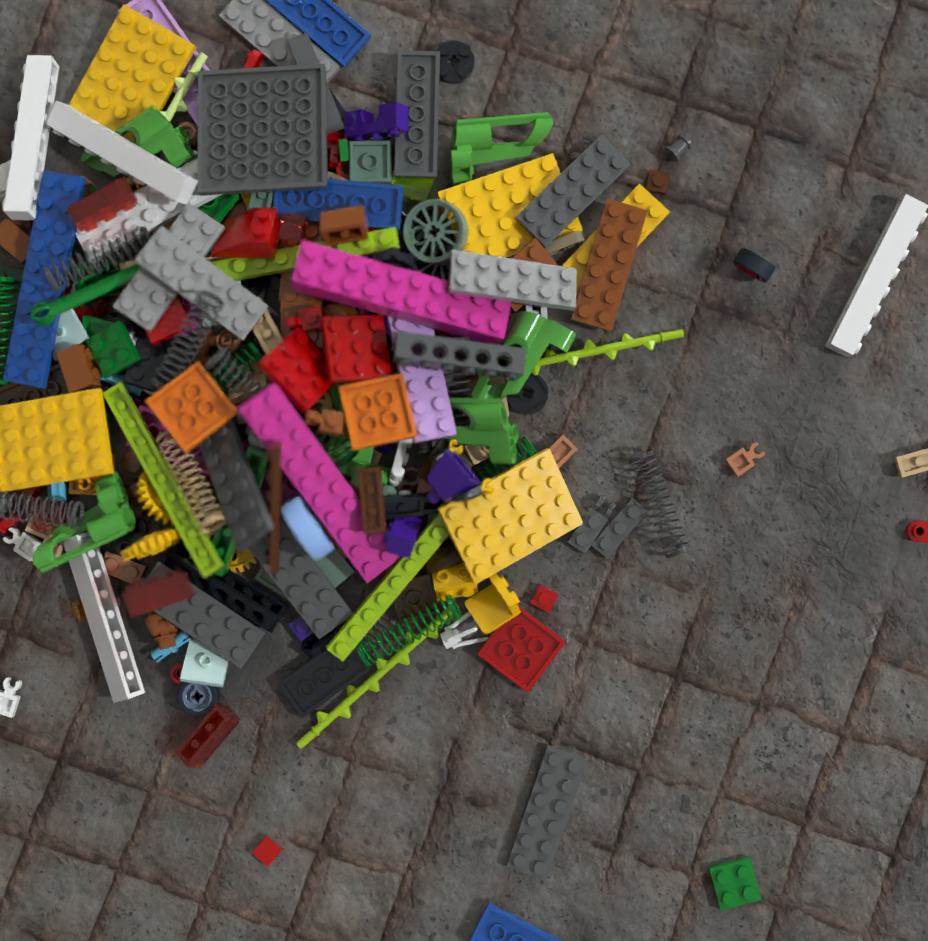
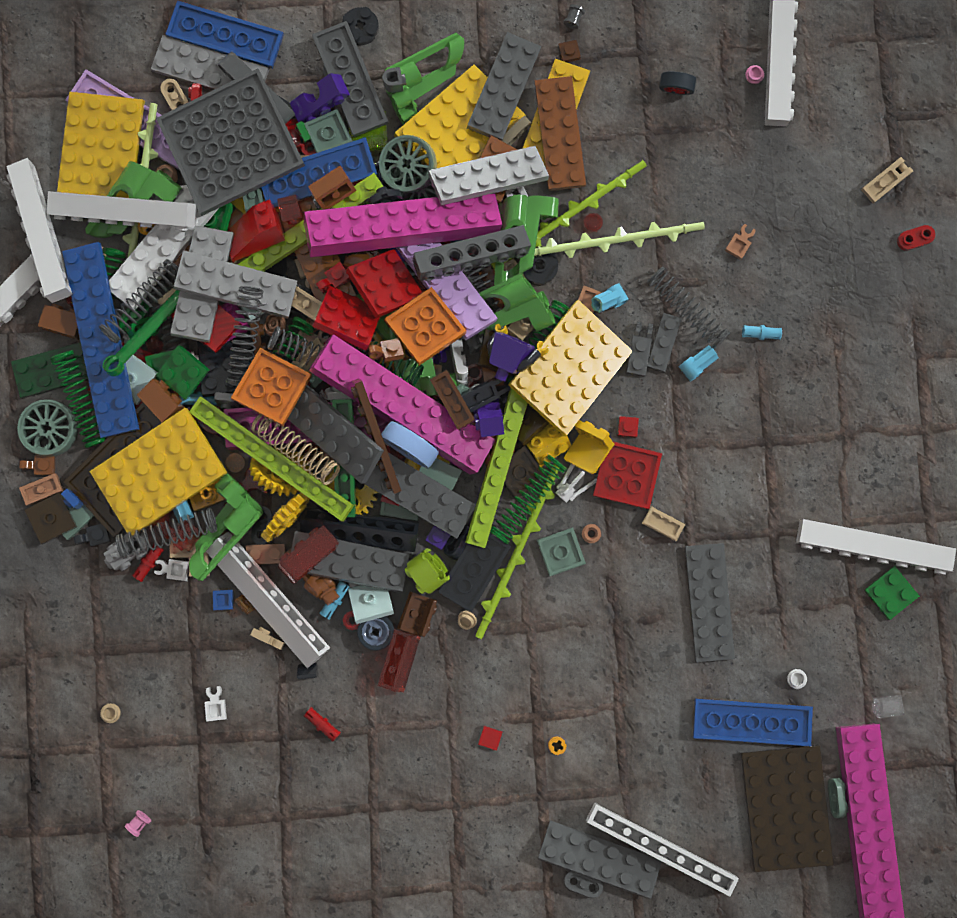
camera: 25 degrees left, 5 degrees down
(60, 596) = (223, 600): none -> blue plate
(85, 651) = (263, 635): none -> tan plate
(102, 204) = (125, 256): clear red brick -> none
(105, 764) = (322, 724): none -> red pin
(114, 709) = (306, 673): none -> black slope
(142, 394) = (224, 401): none -> flat silver plate
(230, 56) = (174, 98): none -> tan plate
(247, 696) = (417, 614): none -> reddish brown bracket
(274, 659) = (427, 571): none -> lime brick
(294, 723) = (466, 620): none -> tan plate
(329, 882) = (558, 751): none -> light orange bush
(420, 695) = (561, 552): none -> sand green tile
(458, 697) = (597, 531): none -> nougat plate
(460, 136) = (394, 80): none -> dark grey plate
(535, 713) = (663, 523): none -> tan plate
(586, 459) = (610, 298): none -> medium azure piece
(600, 927) = (797, 678): none -> white plate
(602, 372) = (593, 222): none -> clear red plate
(623, 399) = (620, 236): none -> yellowish green plant
(639, 567) = (695, 365): none -> medium azure piece
(724, 561) = (761, 332): none -> medium azure pin
(741, 831) = (876, 546): none -> white brick
(838, 289) = (754, 74): none -> bright pink plate

